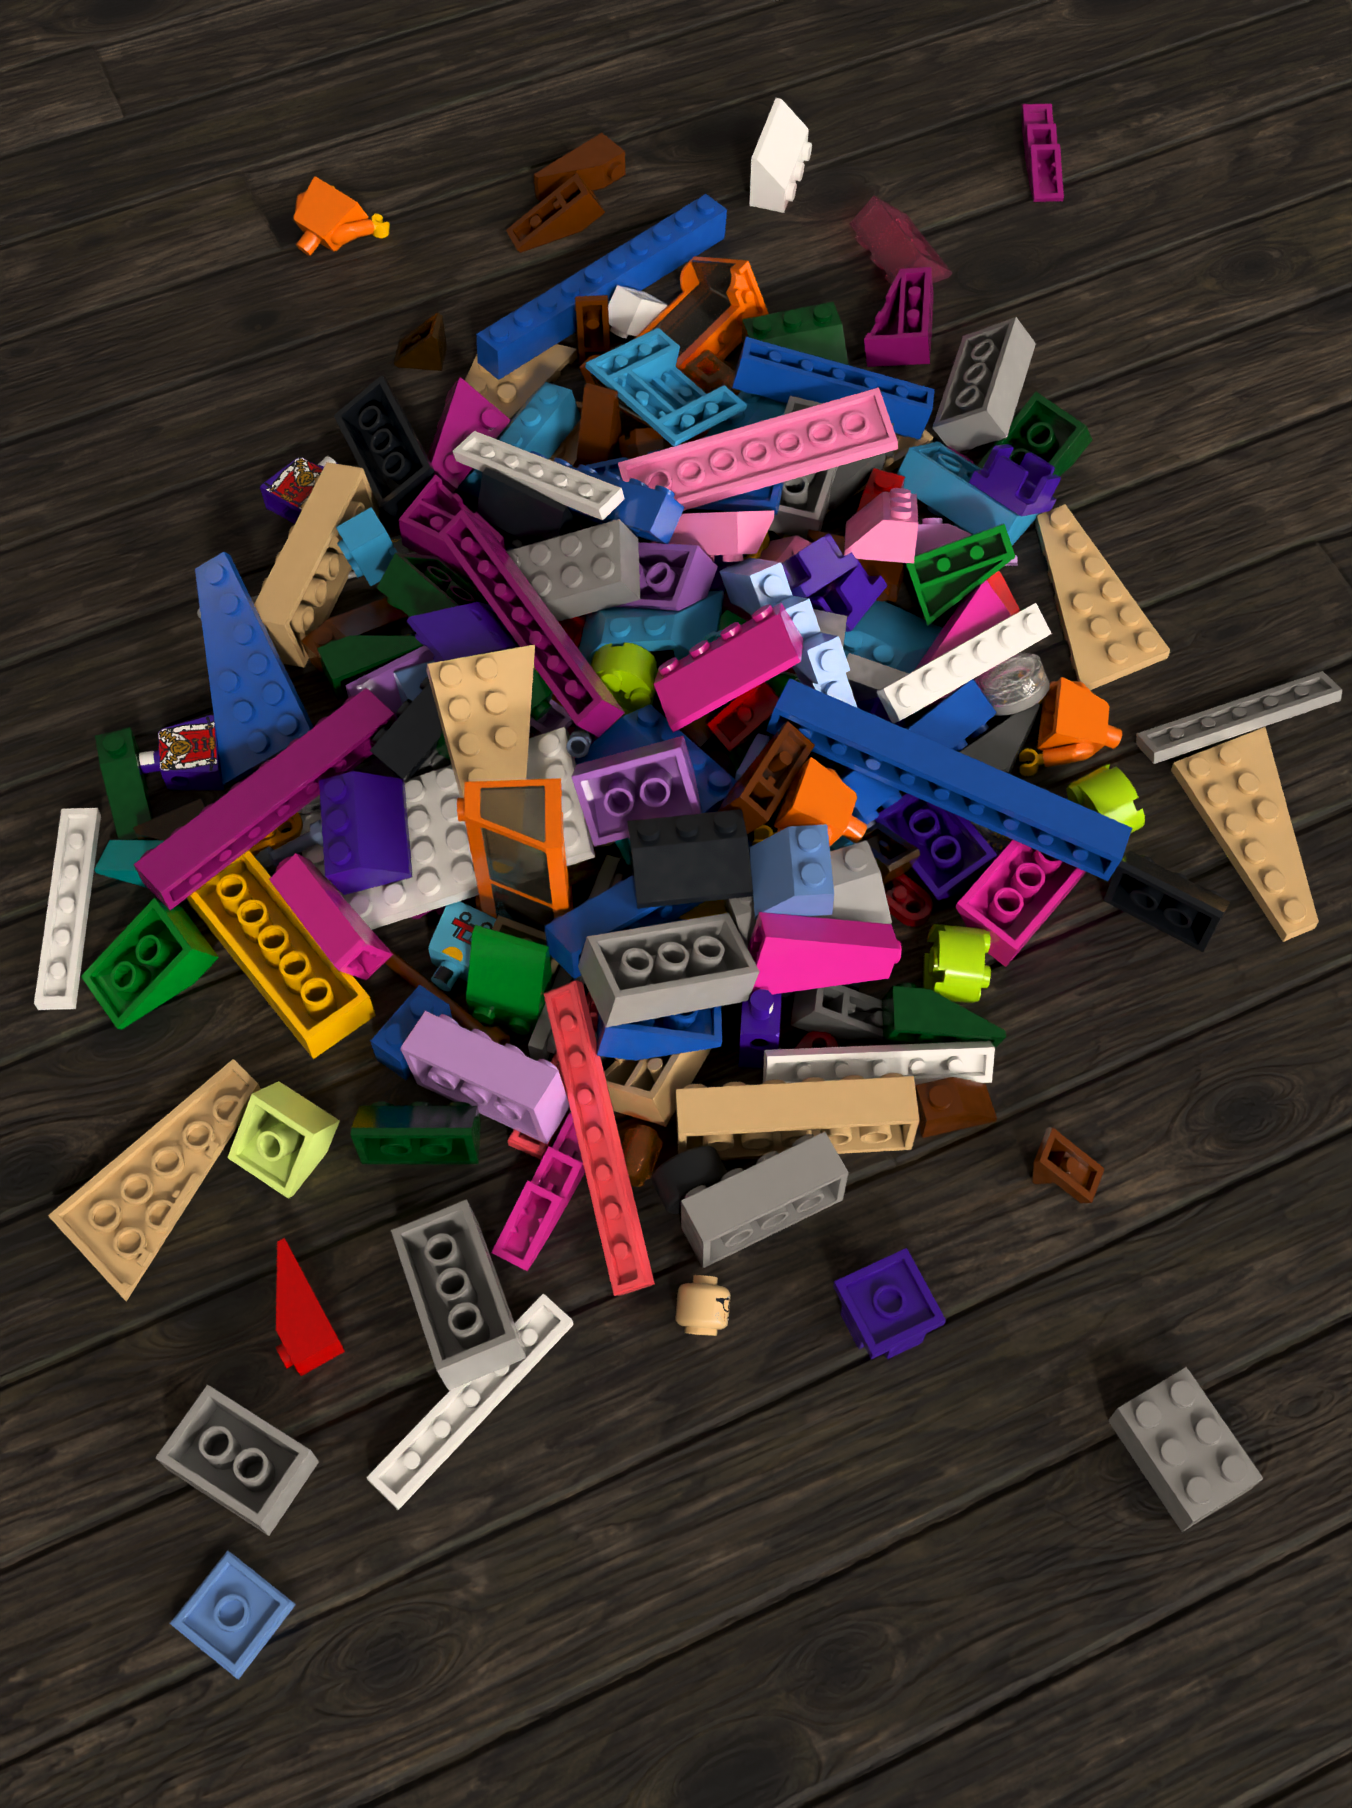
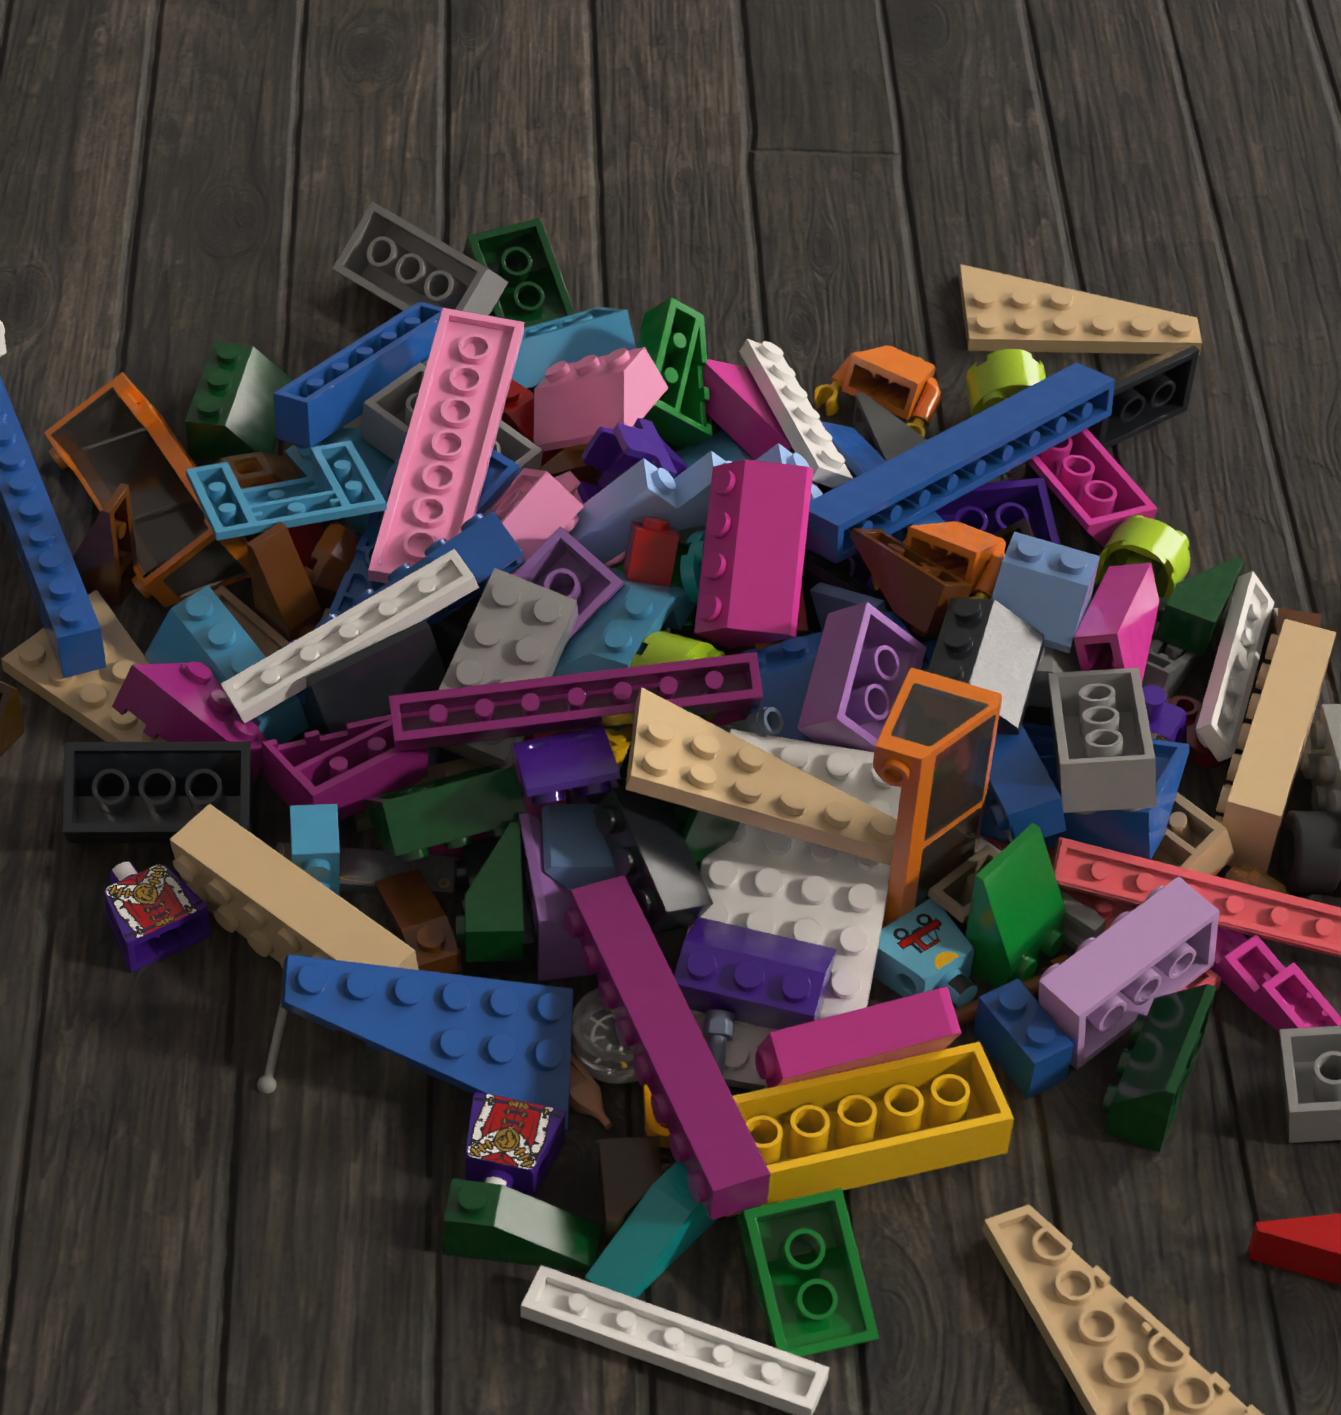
camera: 70 degrees left, 15 degrees down
(282, 1138) = (1111, 1202): yellowish green slope -> none
(632, 311) = (78, 513): white slope -> none
(722, 610) = (651, 552): none -> red brick
(895, 241) = (150, 275): clear pink slope -> none
(905, 323) = (274, 302): magenta wedge -> none
(1014, 684) = (833, 393): clear piece -> none
(1022, 487) = (572, 295): dark purple panel -> none
(1042, 153) = (103, 127): magenta slope -> none
(1096, 612) = (794, 320): tan wing -> none
(1238, 717) = (941, 277): light grey plate -> none

